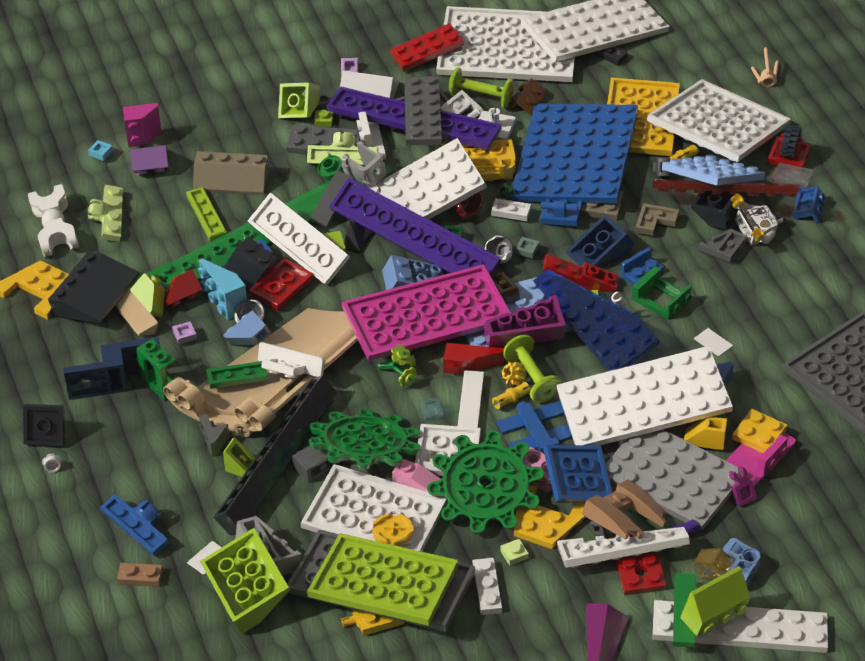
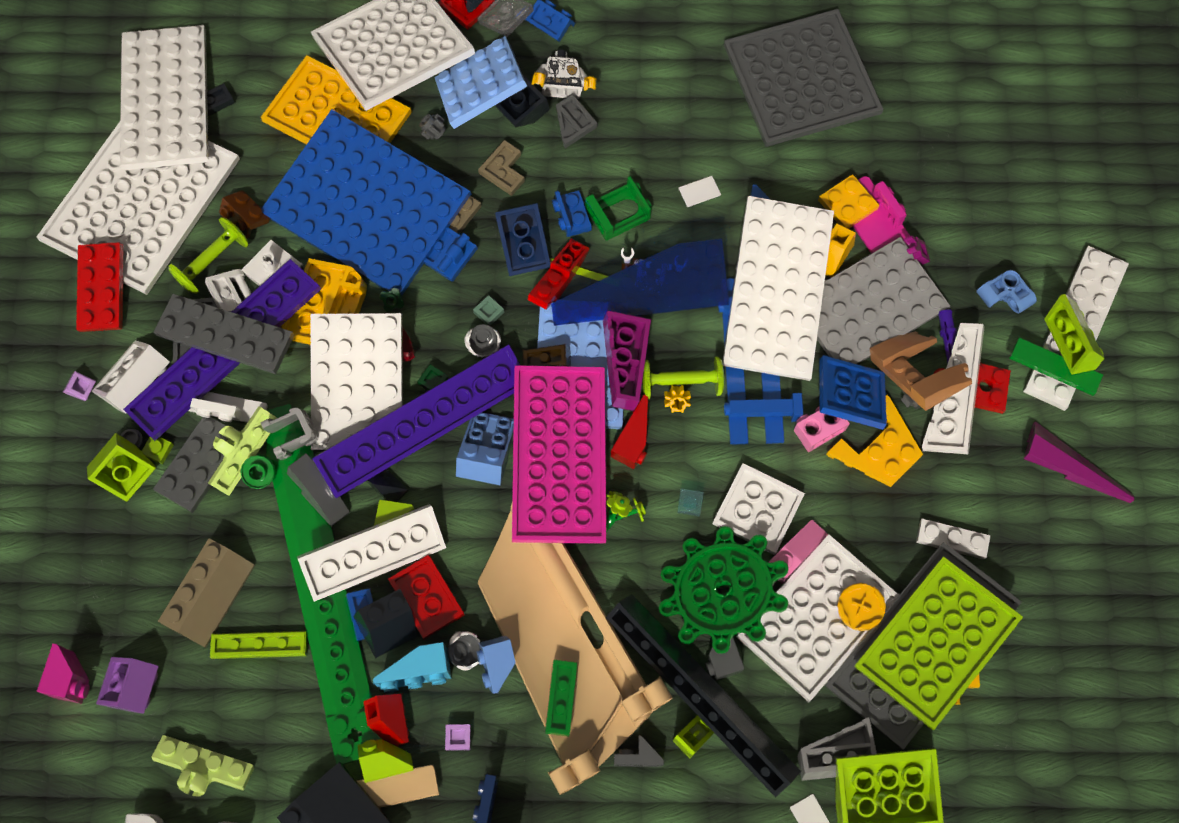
camera: 70 degrees left, 25 degrees up
(100, 150) = (76, 742): medium azure plate -> none
(159, 358) = (523, 790): green panel -> none
(289, 361) = (573, 634): white bracket -> none
(471, 399) = (693, 458): white tile -> none
(485, 461) = (853, 478): green plate -> none
(511, 209) = (421, 303): white plate -> none
(511, 395) = (703, 413): yellow pin -> none
(514, 552) = (917, 495): yellowish green plate -> none
(687, 152) = (418, 102): yellow pin -> none
(712, 563) = (1005, 316): clear yellow brick -> none
(753, 189) = (528, 63): clear red plate -> none

